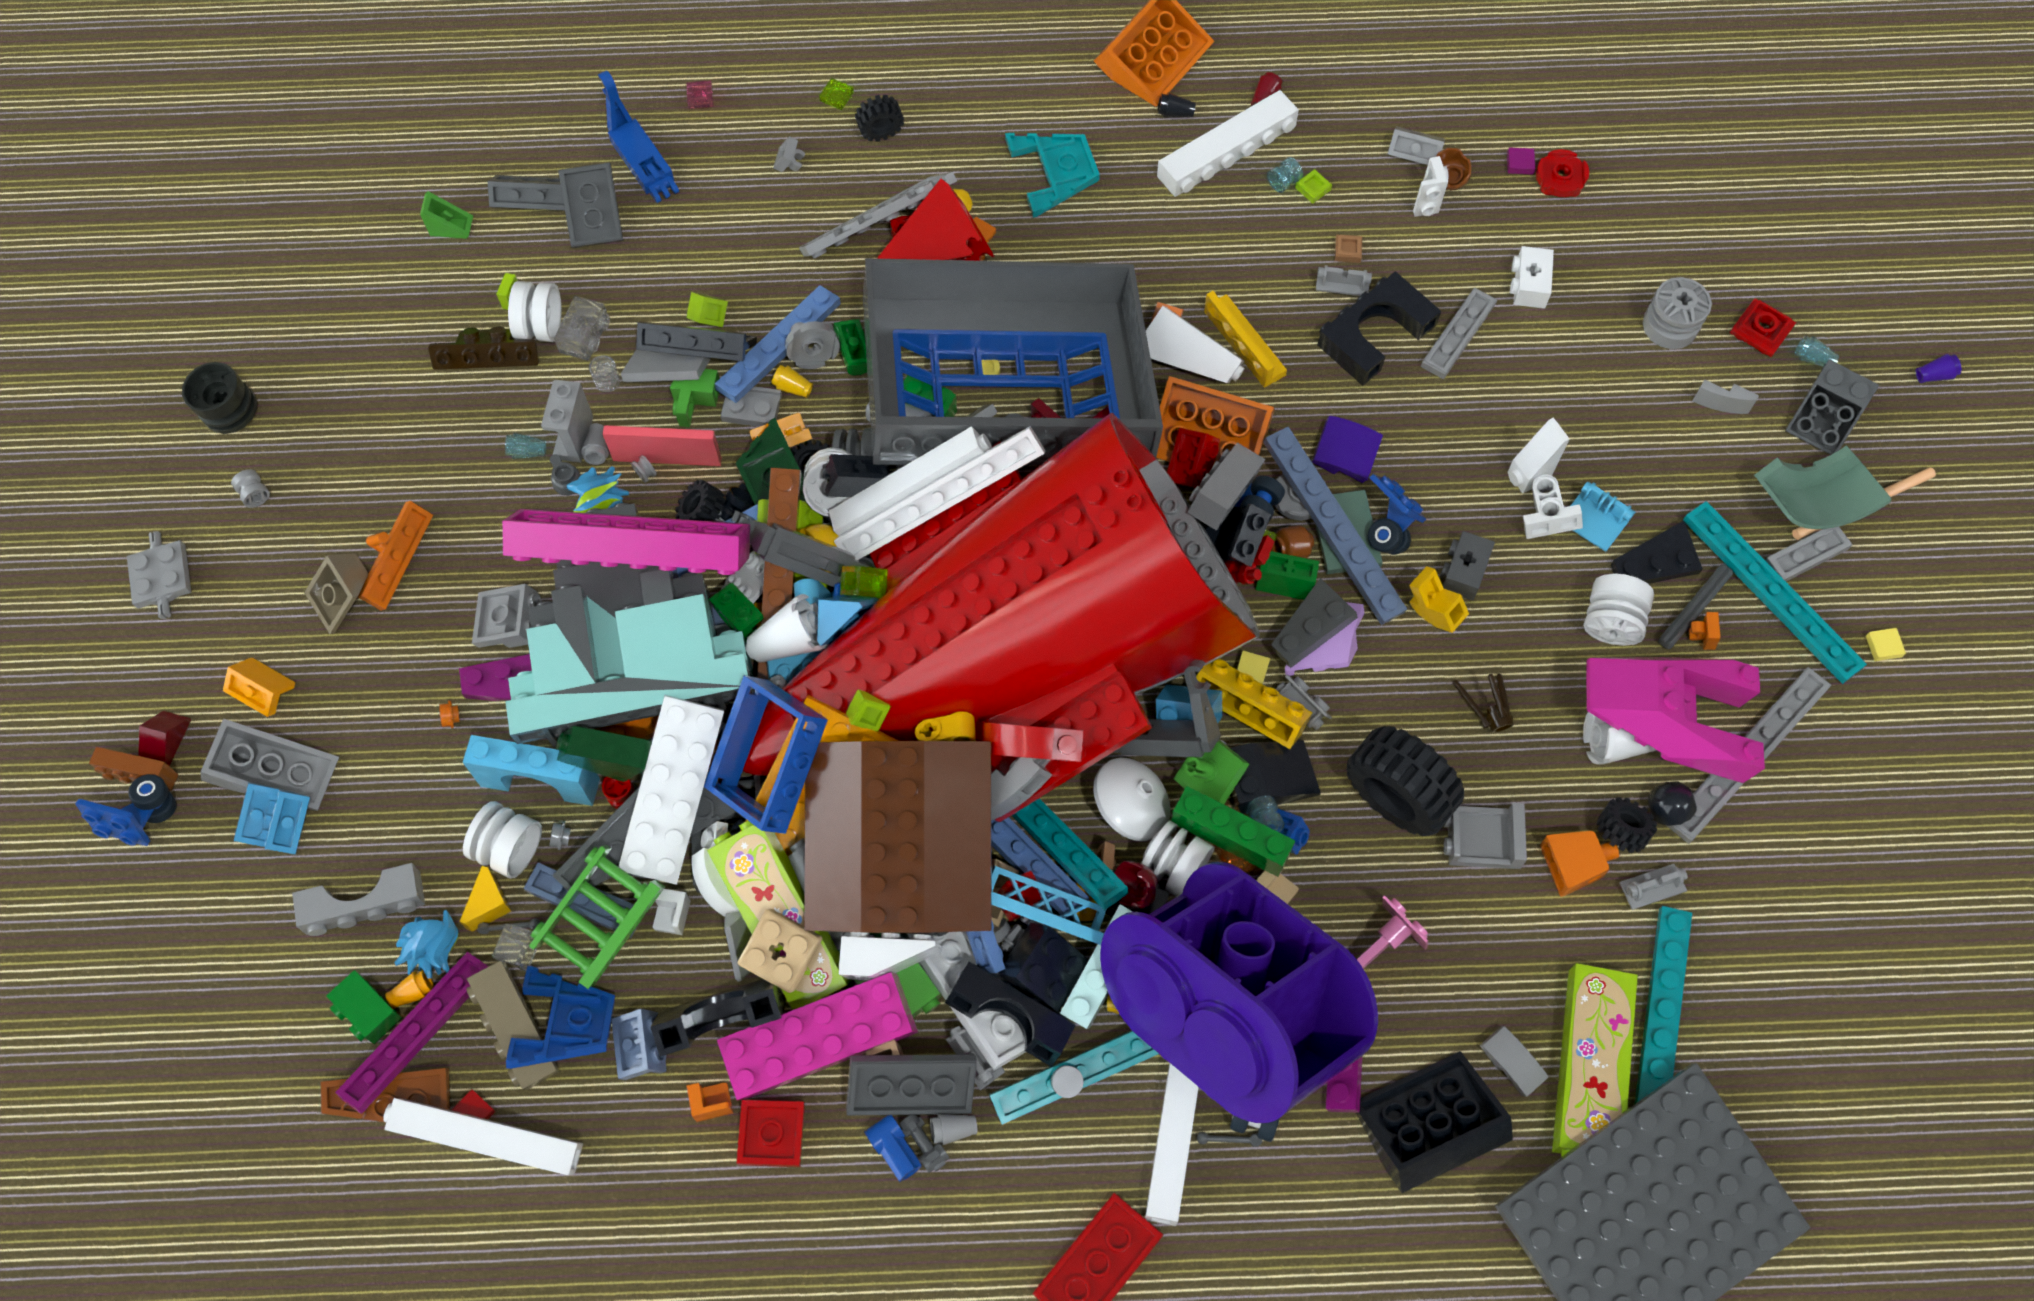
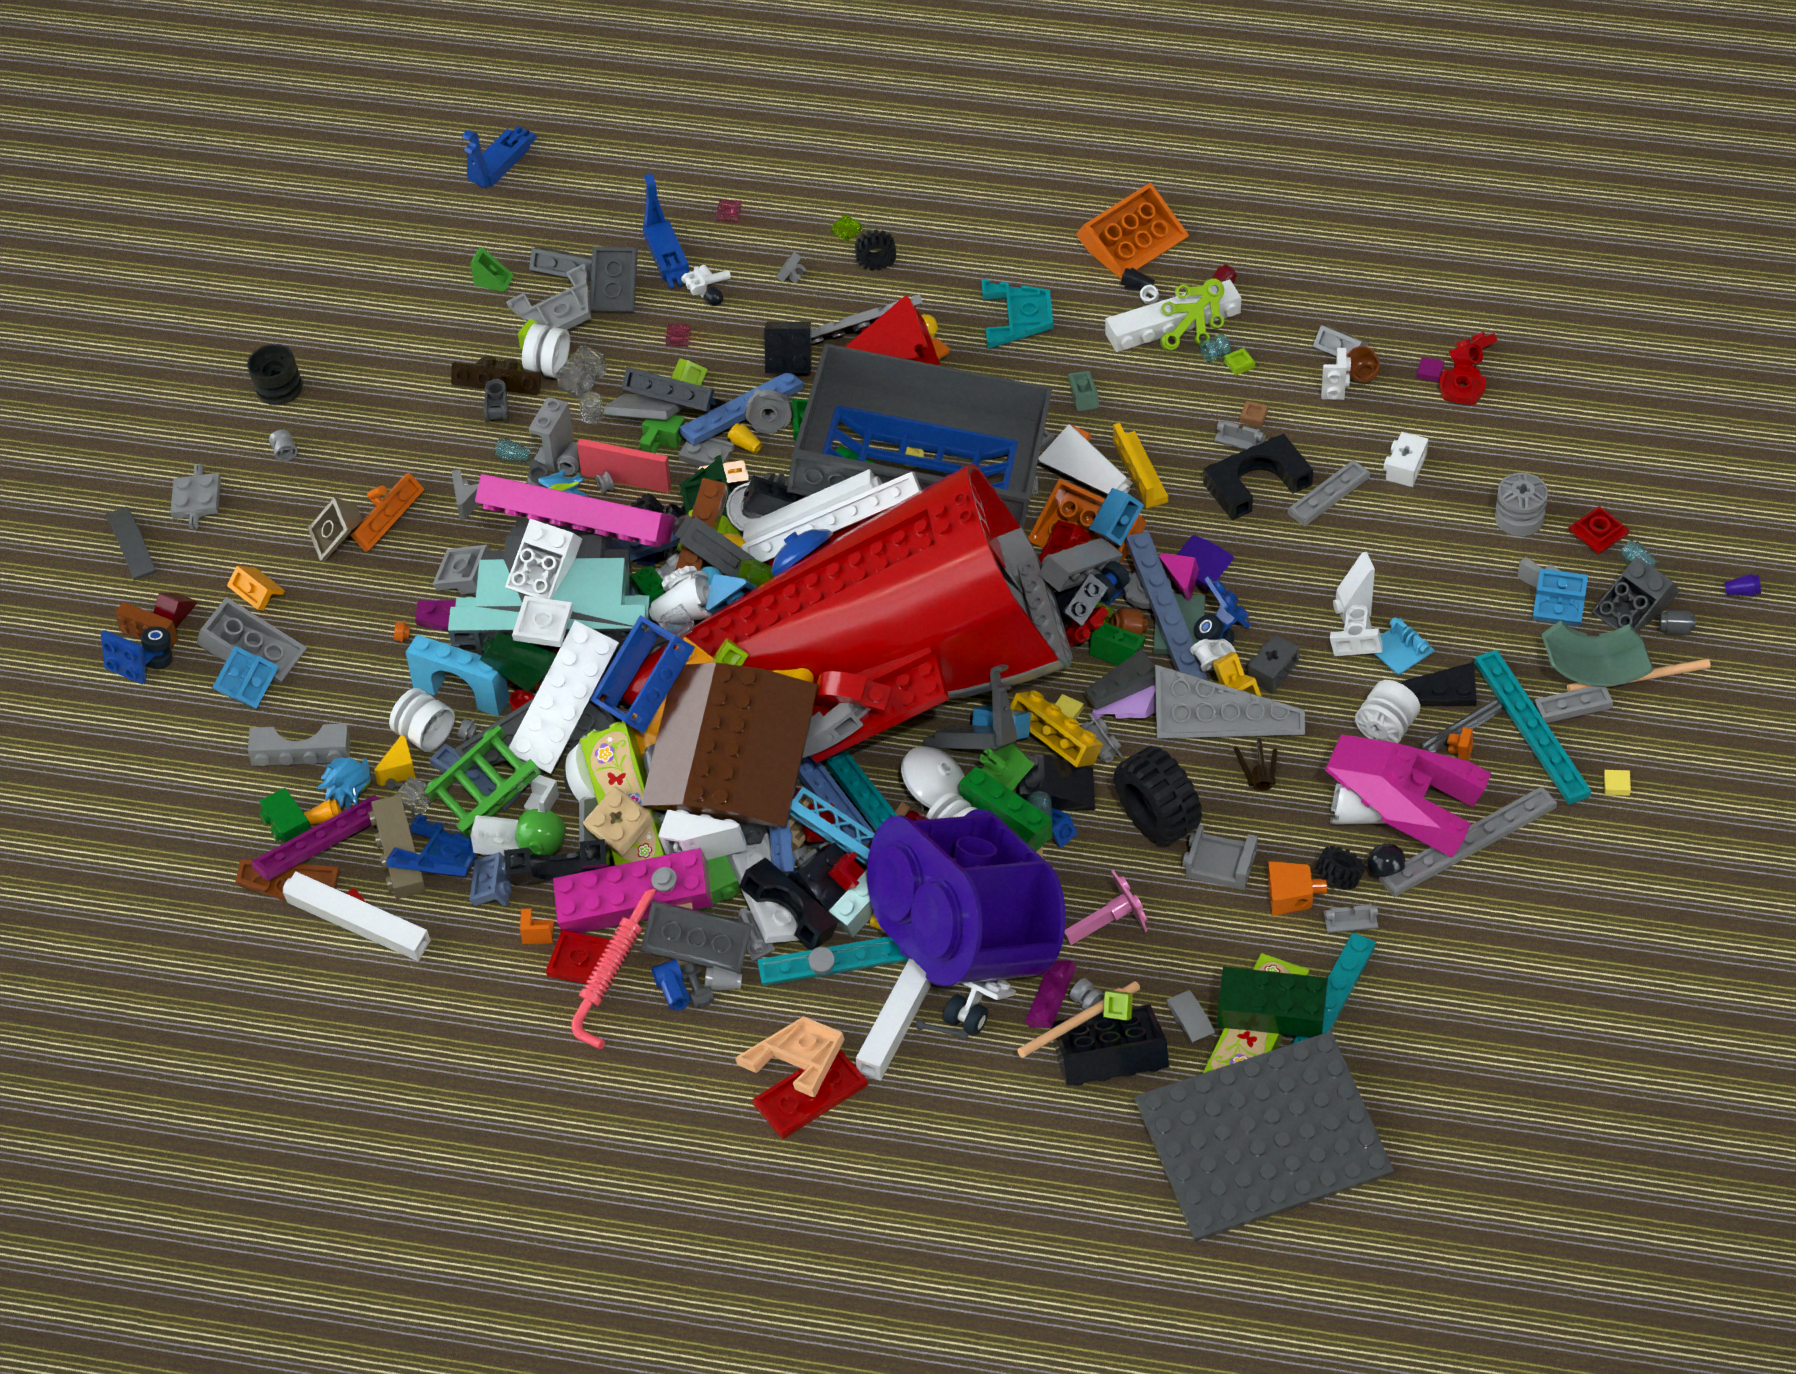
camera: 15 degrees right, 15 degrees down
(91, 653) = (131, 543): none -> dark grey slope
(421, 70) = (491, 165): none -> blue hinge
(484, 517) = (464, 494): none -> light grey slope
(491, 389) = (496, 401): none -> dark grey piece
(541, 253) = (562, 309): none -> light grey wing
(605, 620) = (543, 560): none -> white slope
(625, 704) = (542, 621): none -> white plate
(633, 986) = (493, 835): none -> white bracket
(681, 260) = (678, 335): none -> clear pink plate
(683, 975) = (540, 832): none -> bright green cylinder
(689, 186) = (701, 277): none -> white arm
(710, 205) = (713, 296): none -> black hinge
(774, 604) = (677, 576): none -> white gear
(787, 669) = (677, 621): none -> clear panel
(812, 1154) = (607, 968): none -> coral piece
(814, 259) = (788, 347): none -> black brick
(858, 1028) = (664, 879): none -> light grey plate
(913, 547) = (798, 547): none -> blue dish
(1071, 962) = (846, 871): none -> red panel
(1080, 1206) = (802, 1045): none -> light nougat wing
(1154, 252) = (1083, 390): none -> sand green slope
(1197, 117) = (1152, 291): none -> white hinge
(1250, 416) = (1116, 516): none -> dark azure brick
(1254, 136) = (1195, 312): none -> lime plant
(1335, 469) = (1182, 571): none -> dark pink slope
(1382, 1056) = (1085, 993): none -> light grey wheel
(1403, 569) = (1210, 651): none -> white piece
(1412, 642) = (1203, 708): none -> light grey wing
(1421, 1053) = (1071, 1023): none -> light nougat bar
(1433, 1070) = (1118, 1005): none -> lime tile
(1561, 131) = (1471, 352): none -> red plate
(1618, 1037) = (1272, 1002): none -> dark green brick
(1754, 421) = (1560, 597): none -> dark azure slope
(1885, 428) = (1677, 622): none -> dark grey brick

